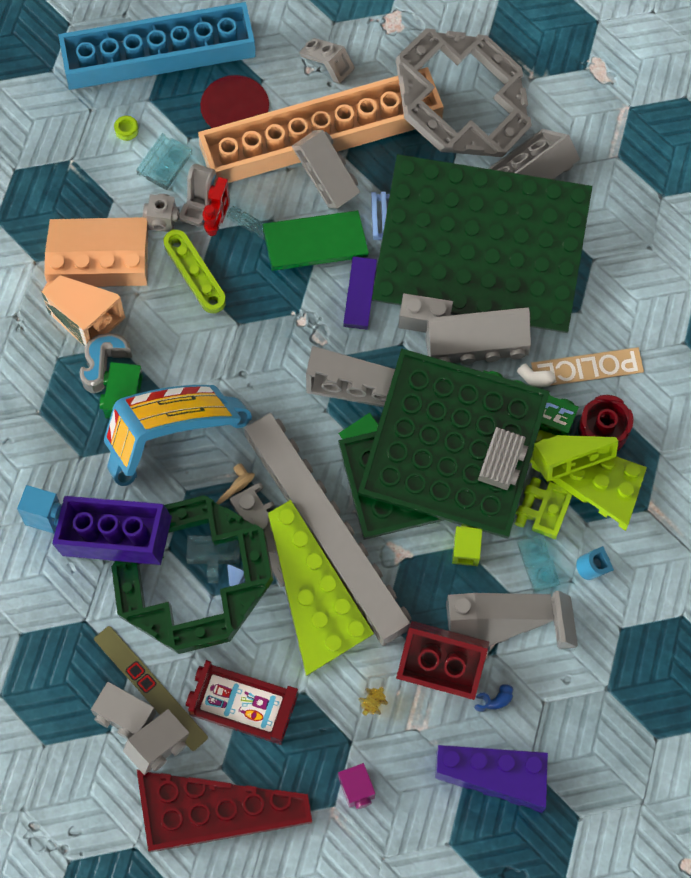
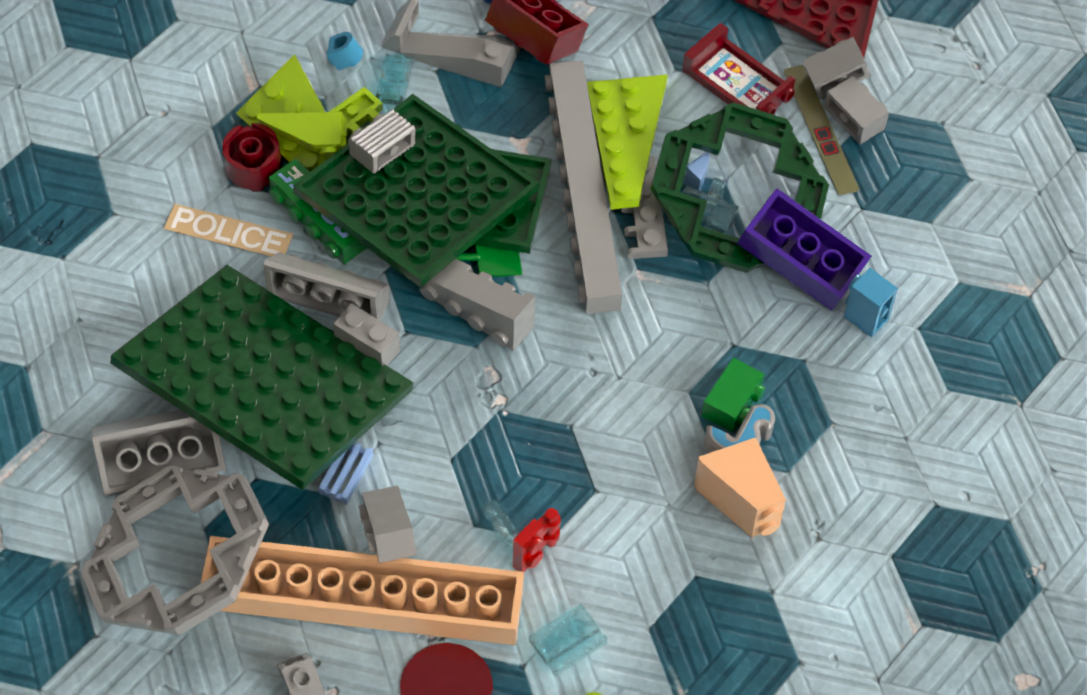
camera: 155 degrees left, 10 degrees down
(98, 251) = (695, 564): light nougat slope -> none
(161, 212) = (601, 570): light grey brick -> none
(163, 413) = (698, 320): panel -> none
(194, 271) = (594, 494): lime plate -> none
(198, 186) = (555, 566): light grey animal -> none
(240, 483) = (652, 261): tan bar -> none
(315, 240) = (441, 470): green tile -> none
(360, 293) = (421, 398): dark purple tile -> none
(373, 701) = (616, 29): clear yellow wheel -> none
(467, 546) = (458, 108): lime brick -> none
(538, 378) = (284, 229): white arm -> none

